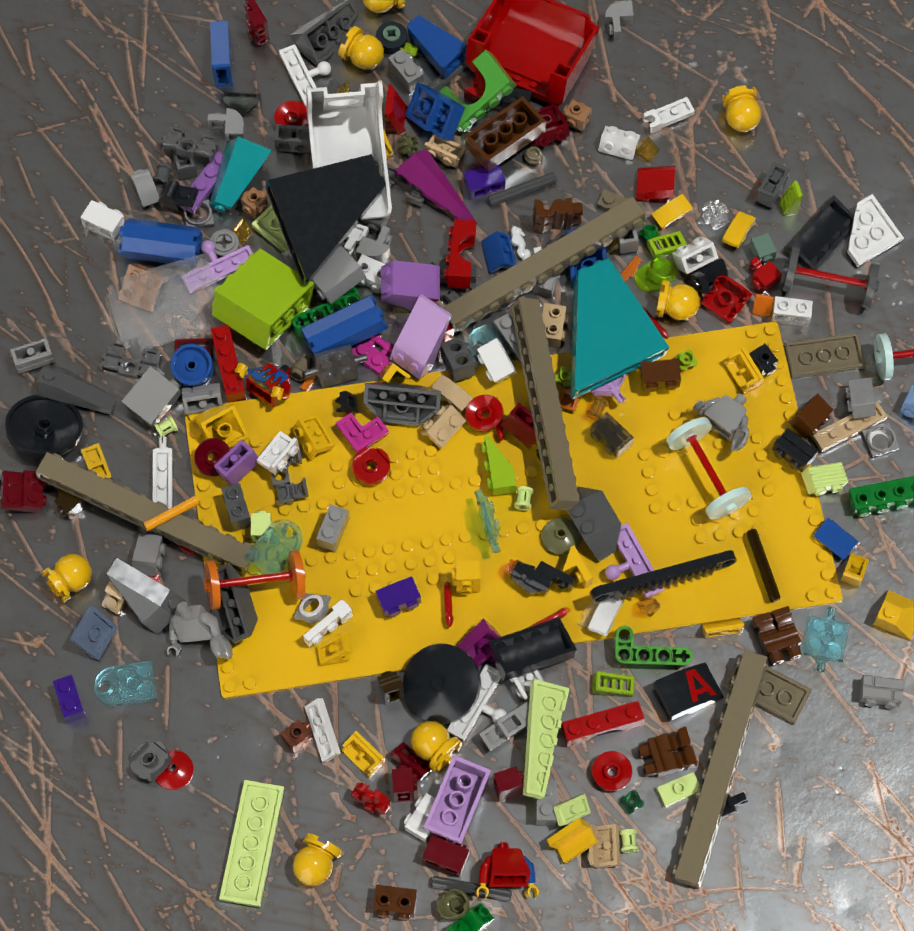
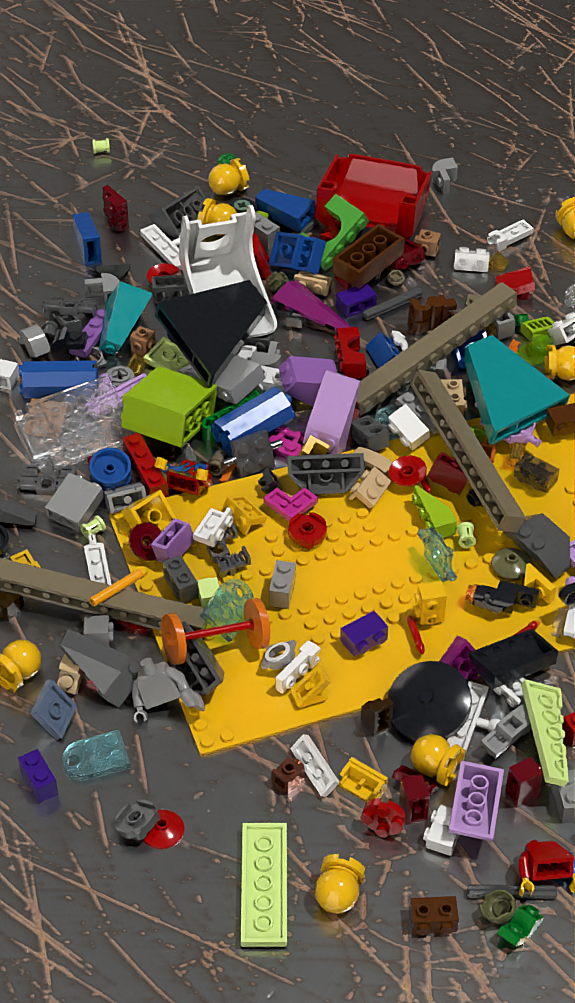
camera: 10 degrees left, 20 degrees down
(446, 855) = (477, 860): dark red brick -> none
(672, 210) = (535, 301): yellow slope -> none

